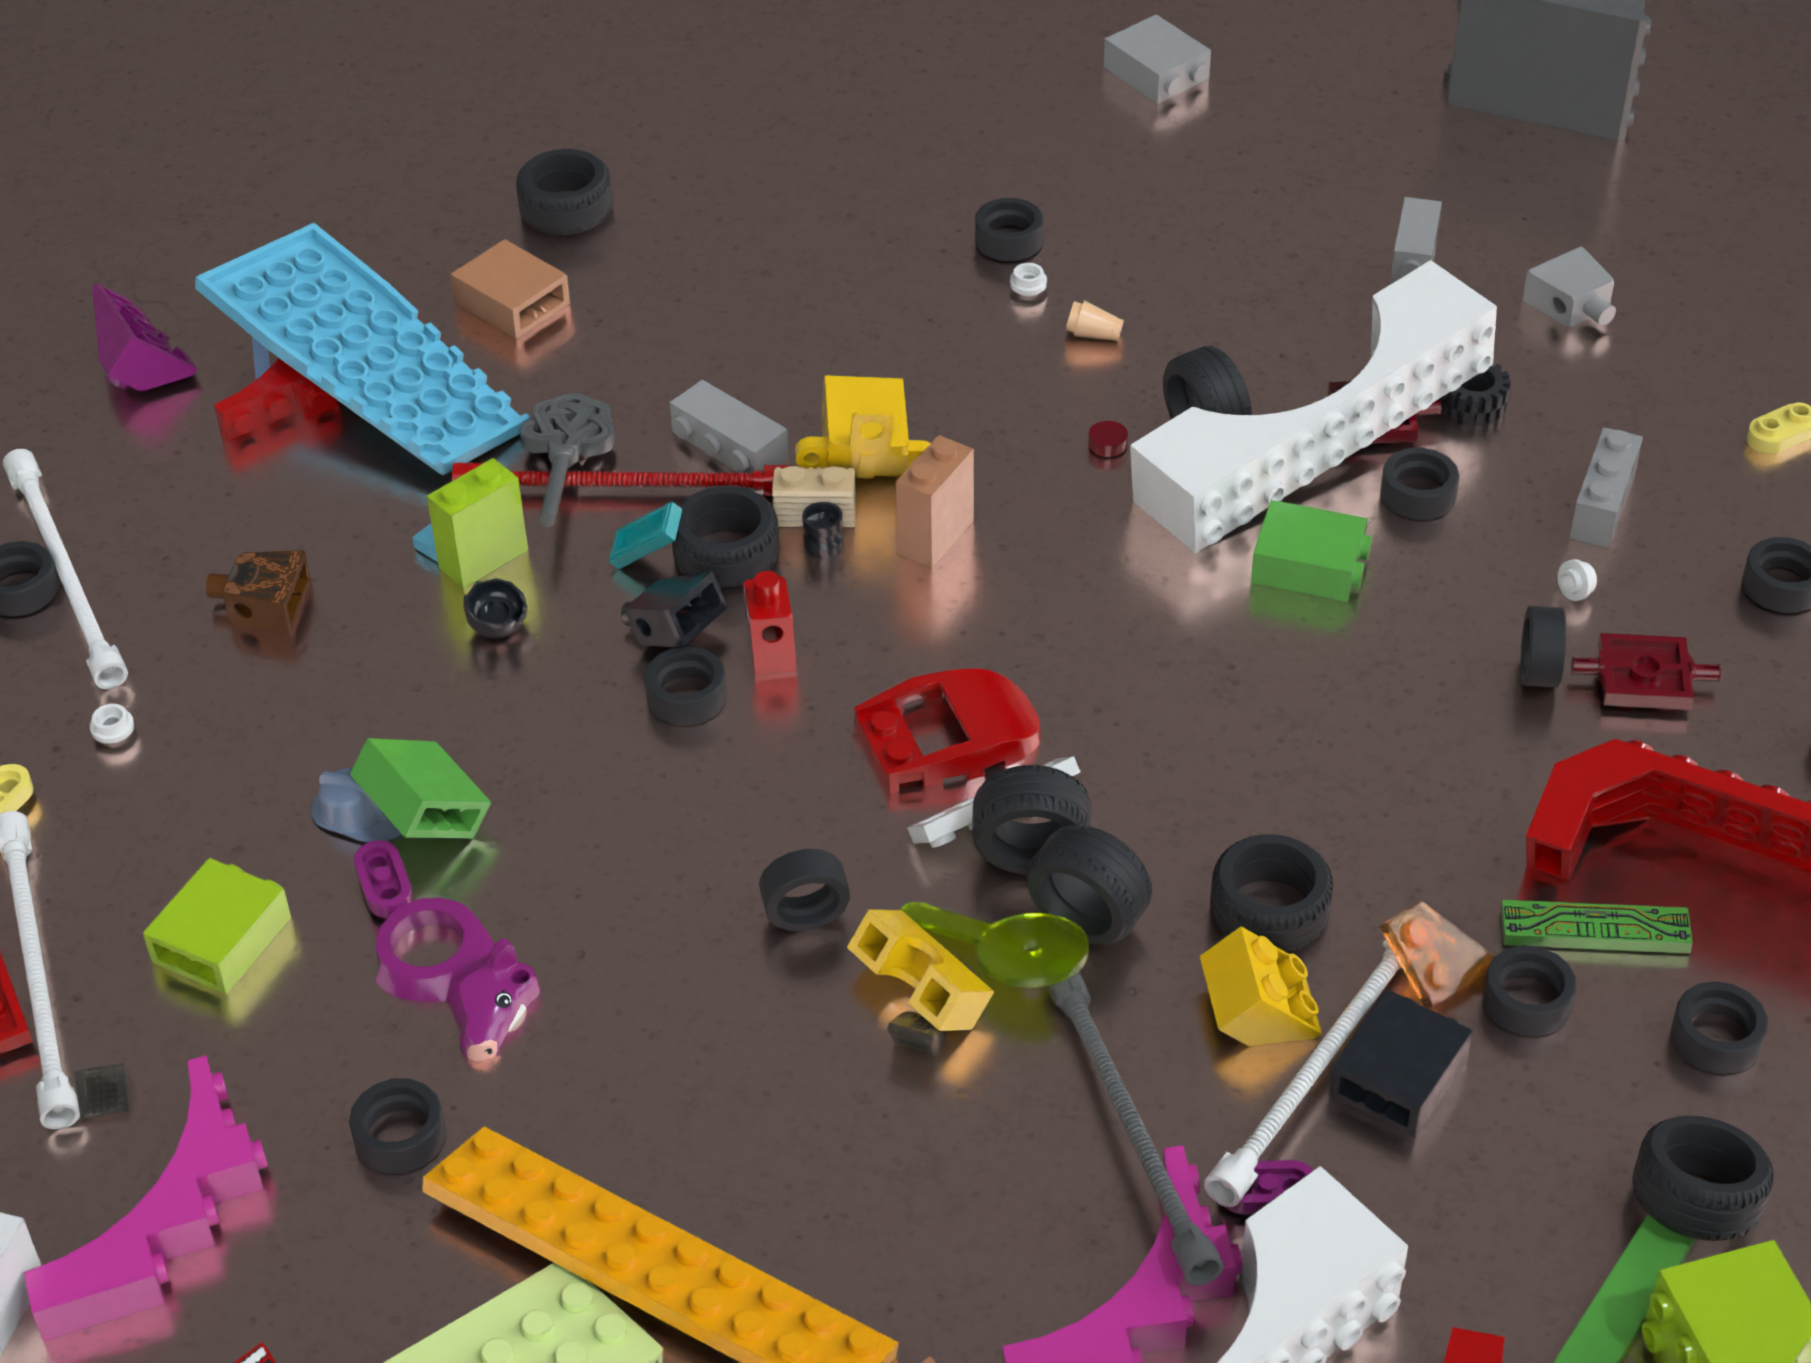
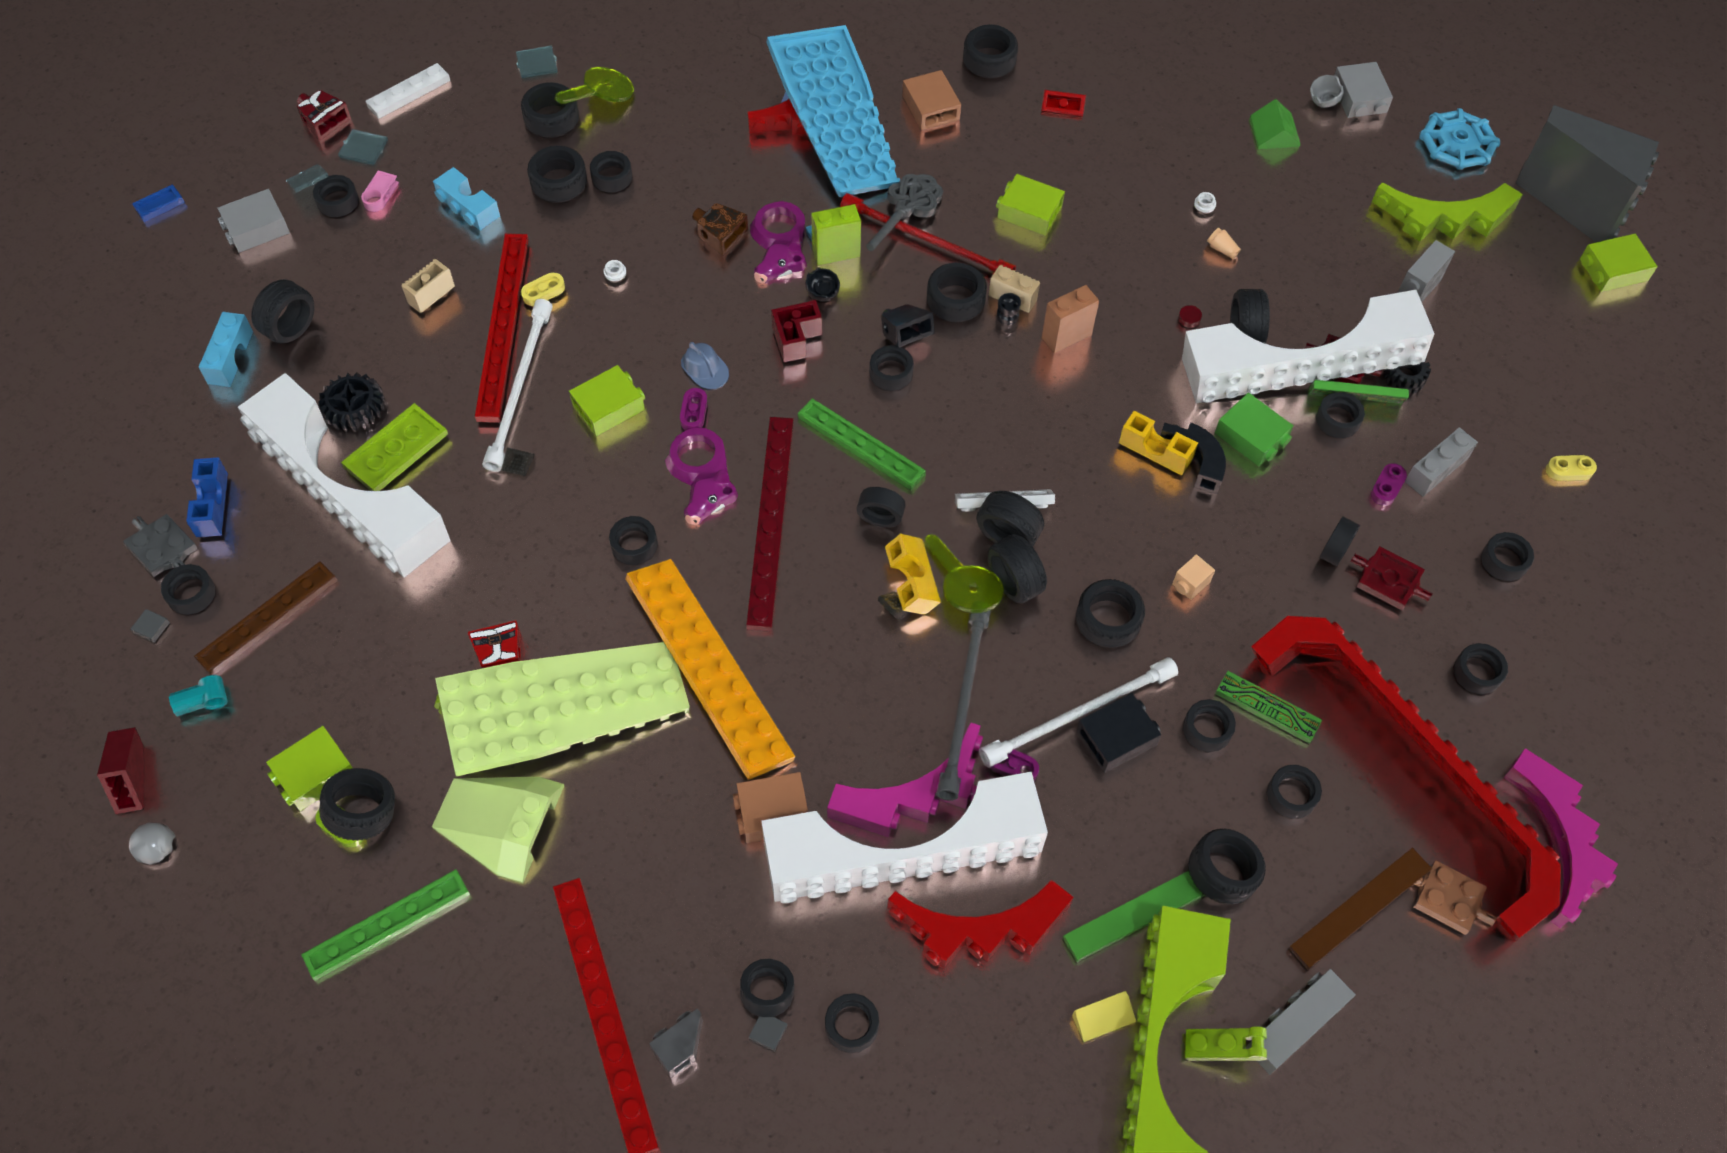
camera: 25 degrees right, 15 degrees up
(104, 661) = (628, 234): white hose -> none
(127, 1262) = (483, 552): dark pink arch -> none
(132, 348) = (729, 59): magenta wedge -> none
(394, 588) = (782, 249): none -> magenta animal
(420, 788) = (731, 370): bright green brick -> none
(489, 686) = (793, 325): none -> dark red brick
(627, 1006) = (770, 525): none -> dark red plate
(645, 535) = (916, 275): teal tile -> none
(703, 817) = (861, 444): none -> bright green tile
(722, 224) = (1063, 103): none -> red slope
(728, 429) = (994, 230): light grey brick -> none
(765, 372) = (1030, 204): none -> lime brick
(768, 605) = (950, 344): red torso -> none
(862, 428) = (1058, 260): yellow piece -> none
(987, 706) = (1032, 448): red slope -> none
(1009, 213) = (1214, 155): black tyre -> none
(1061, 149) = (1274, 127): none -> bright green slope
(1109, 76) = (1326, 91): none -> light grey hair
(1211, 631) = (1142, 438): none -> yellow arch
(1252, 606) = (1208, 455): none -> black arch
(1259, 991) = (1072, 662): yellow slope -> none
(1335, 74) = (1454, 125): none -> medium azure plate
(1361, 789) = (1193, 577): none -> light nougat brick
(1392, 174) = (1451, 218): none -> lime arch
(1434, 953) = (1171, 684): clear orange wing -> none
(1440, 437) = (1360, 391): none -> bright green tile
(1550, 547) = (1390, 483): none -> magenta plate
(1571, 289) = (1505, 332): light grey torso -> none
(1576, 579) = (1388, 509): white plate -> none
(1658, 149) = (1618, 262): none -> lime brick

